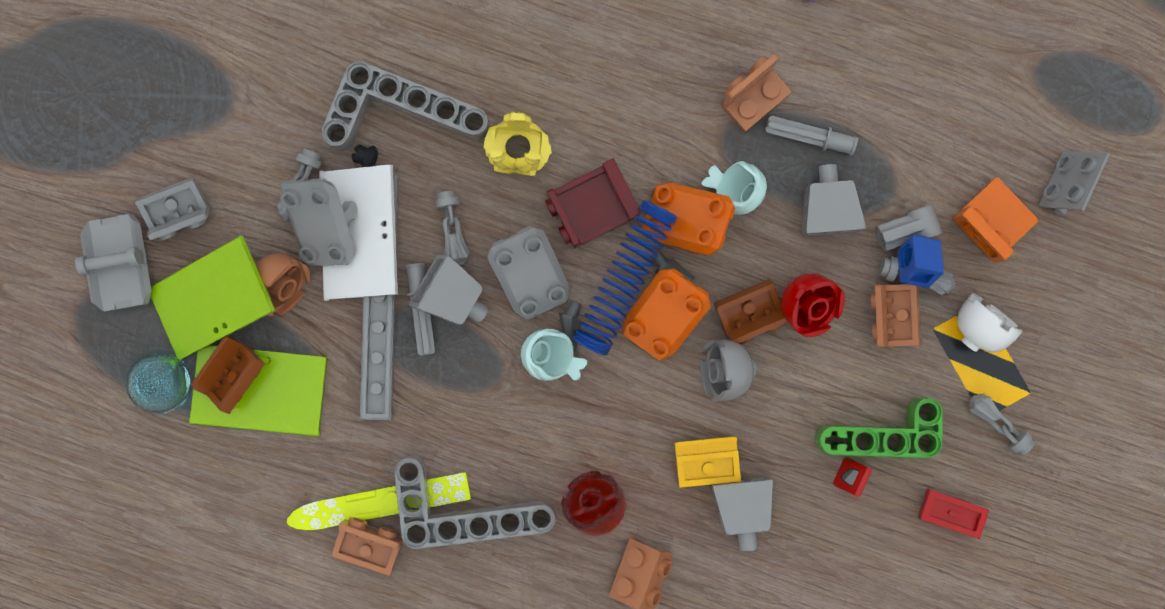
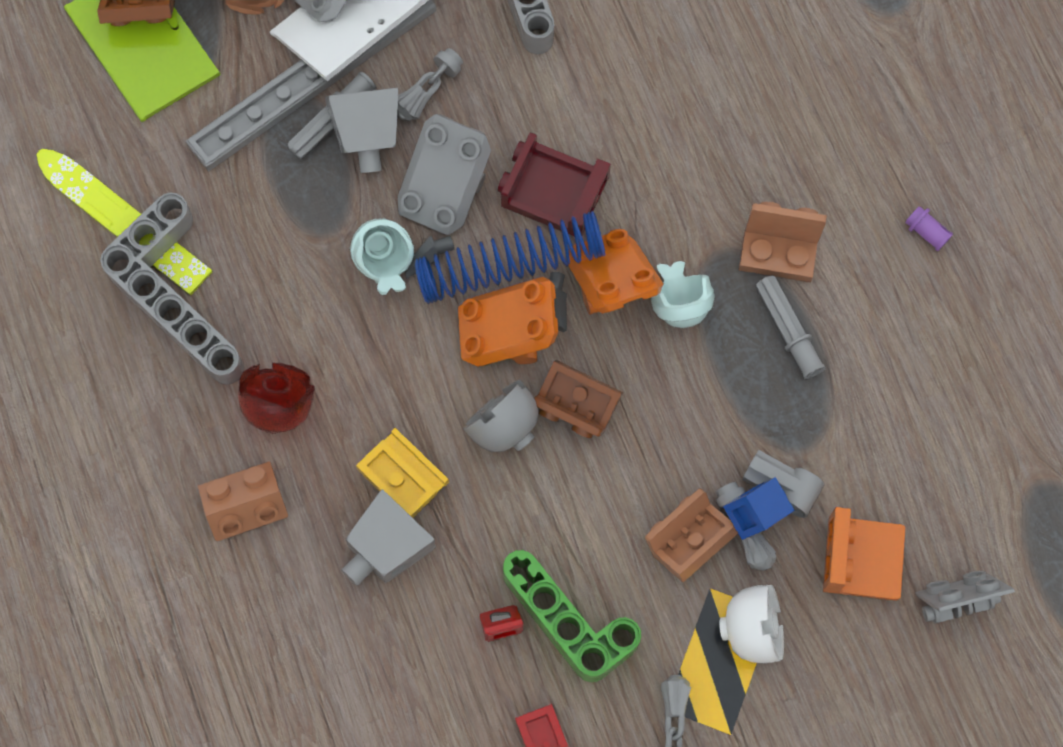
camera: 50 degrees right, 15 degrees down
(367, 546) = (70, 234): nougat bracket -> none
(514, 125) = (540, 95): light yellow piece -> none
(812, 304) = (631, 444): red cylinder -> none
(831, 205) = (738, 393): light grey torso -> none

